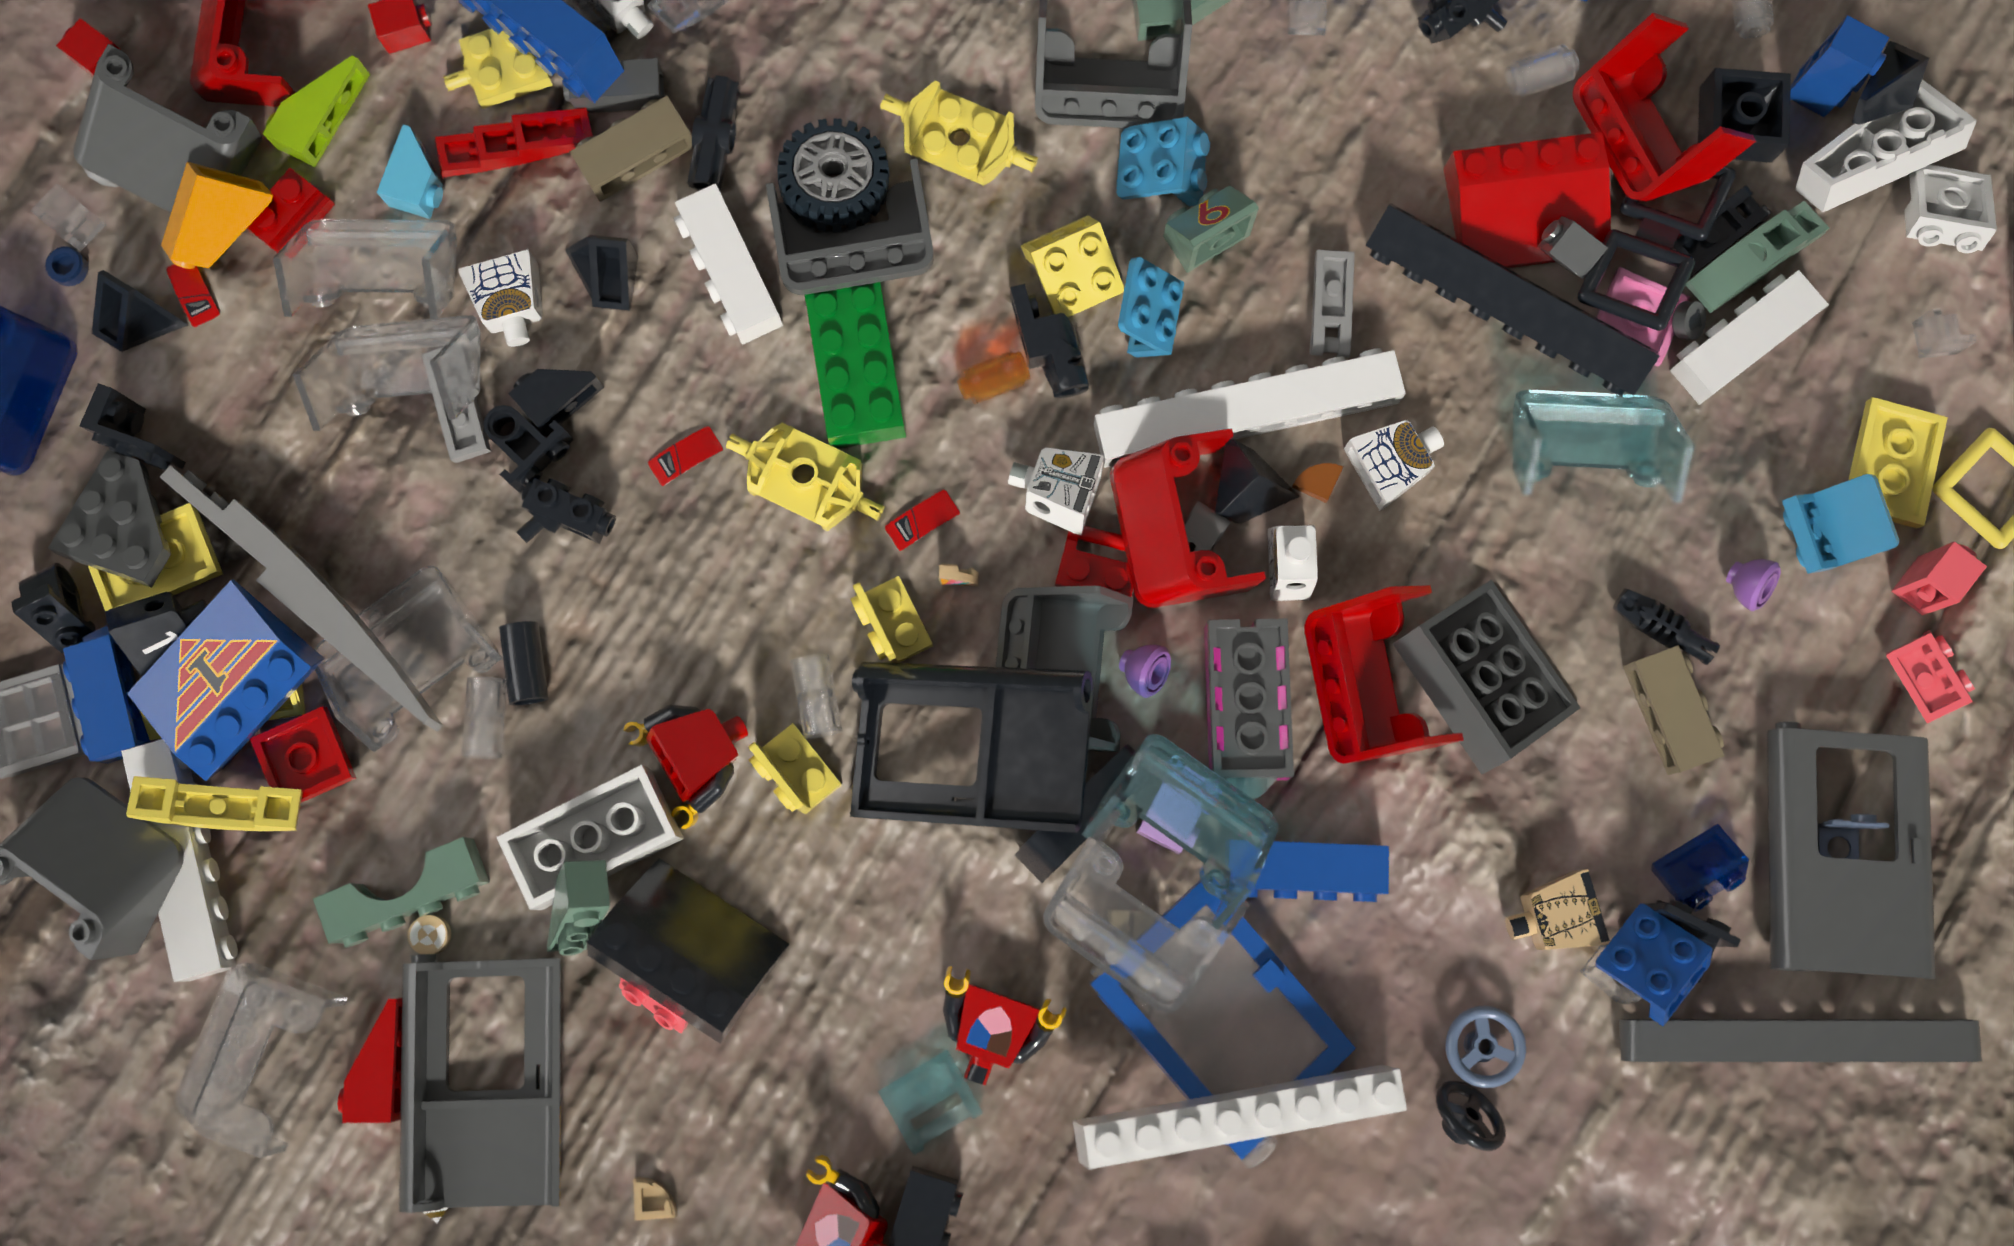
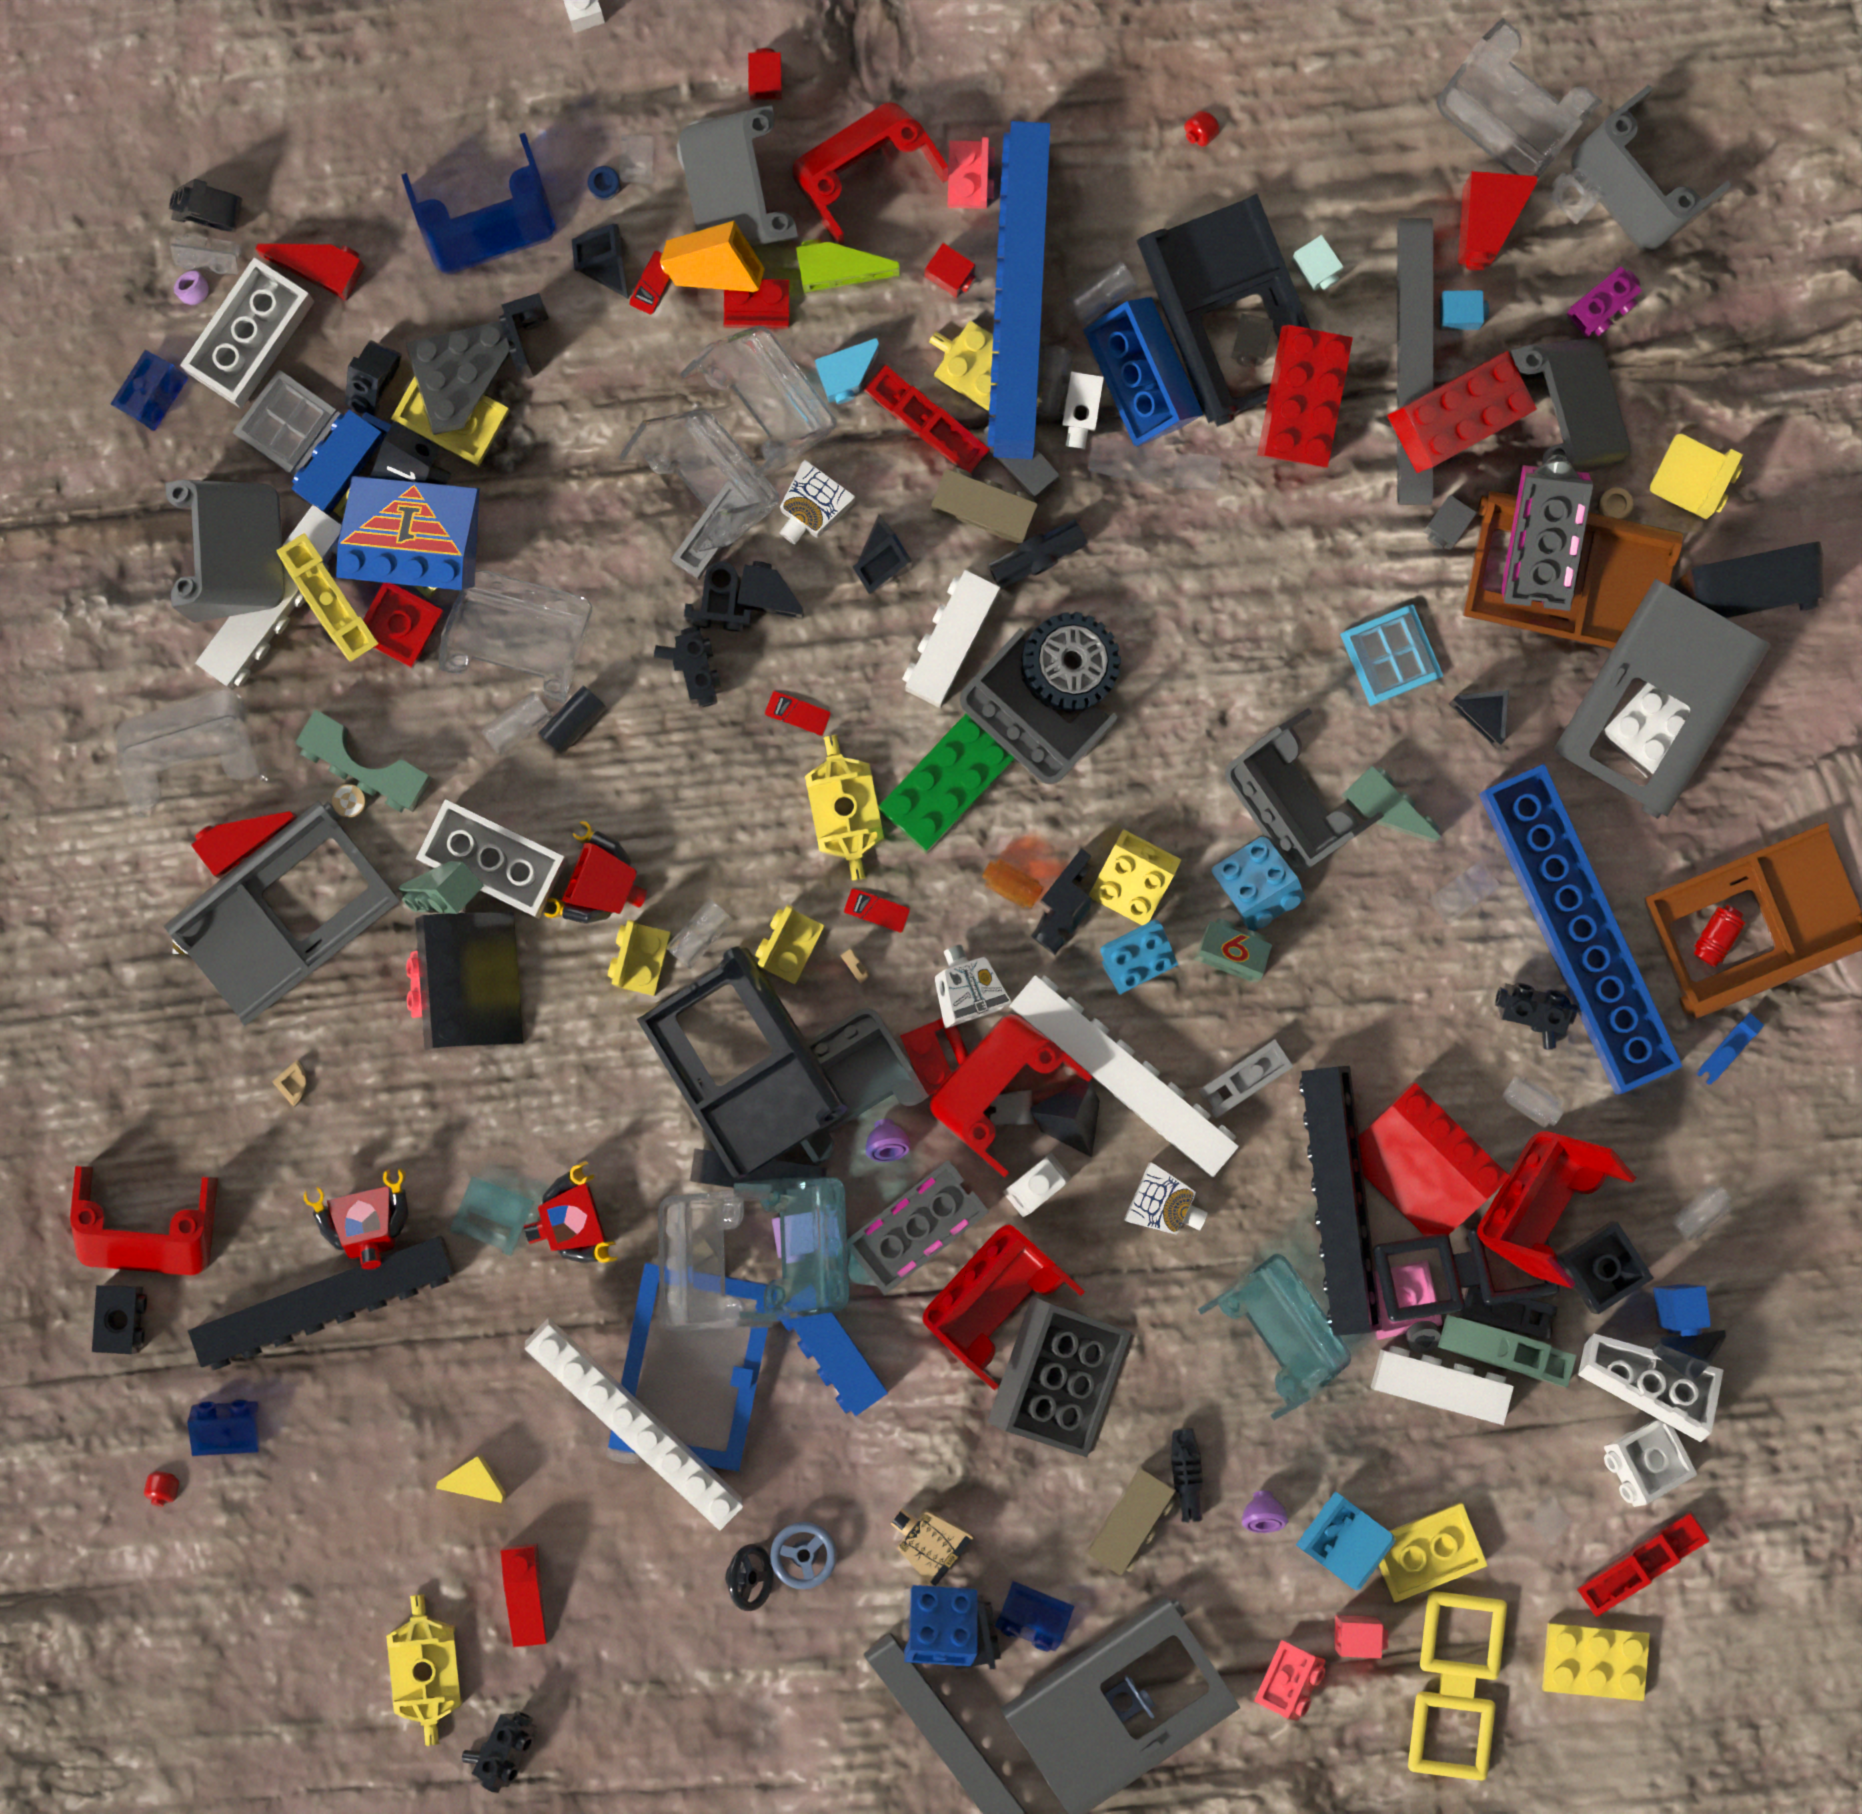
camera: 50 degrees right, 5 degrees up
(305, 592) = (507, 537): light grey slope -> none
(938, 114) = (1174, 698): light yellow plate -> none
(1318, 480) = (1111, 1162): dark orange tile -> none
(1571, 246) = (1411, 1215): dark grey brick -> none

